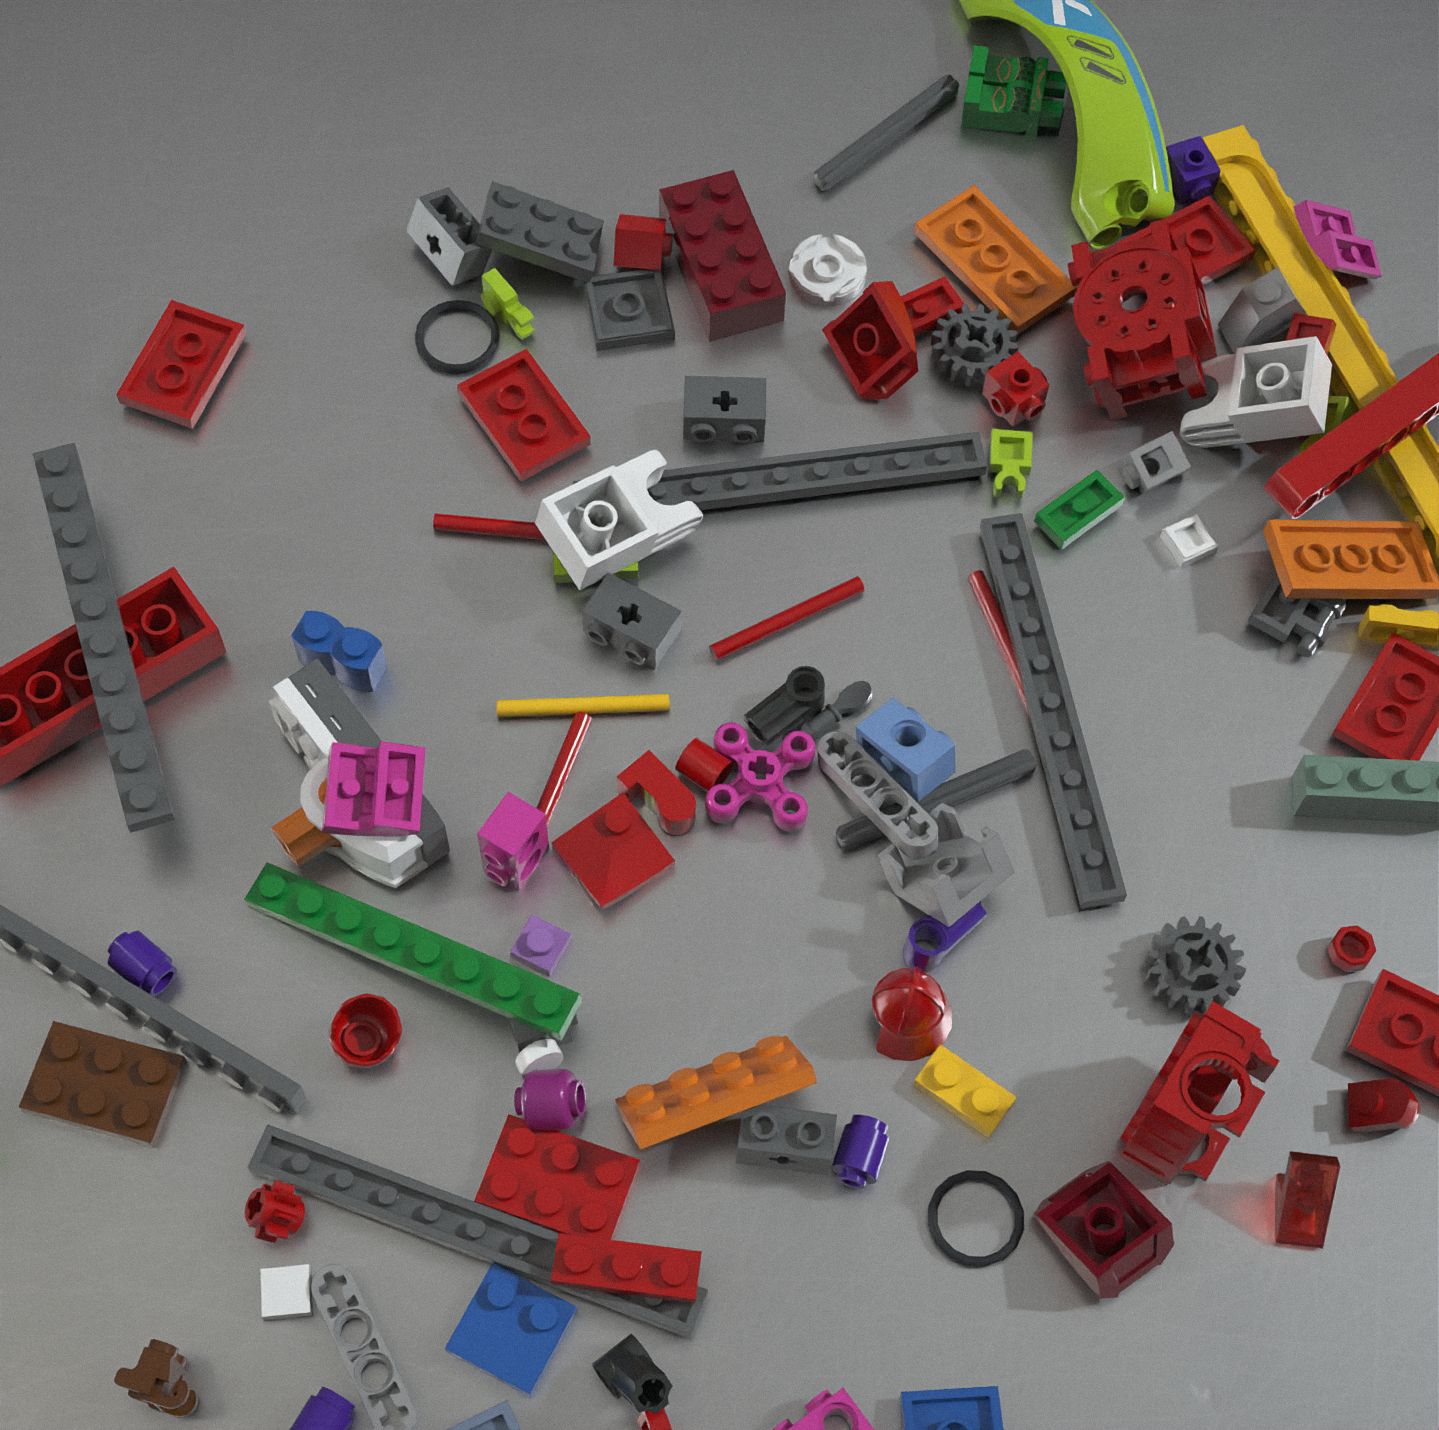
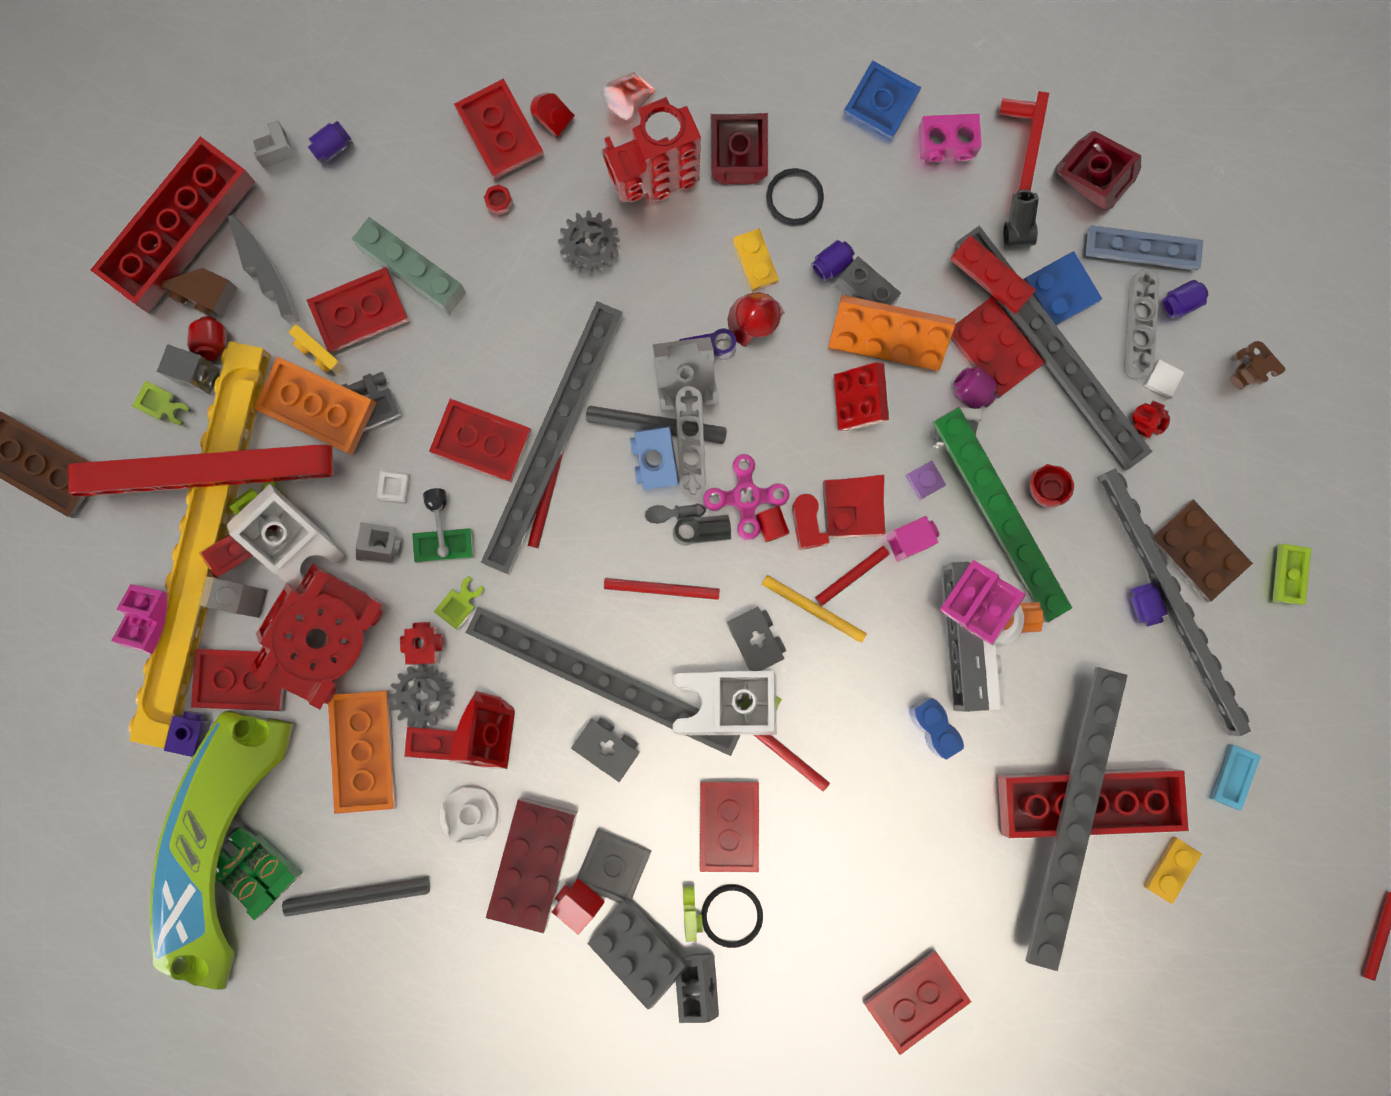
camera: 150 degrees left, 20 degrees up
(697, 982) = (861, 396): none -> red plate
(1126, 546) = (436, 501): none -> hinge
(1132, 647) = (480, 440): none -> red plate

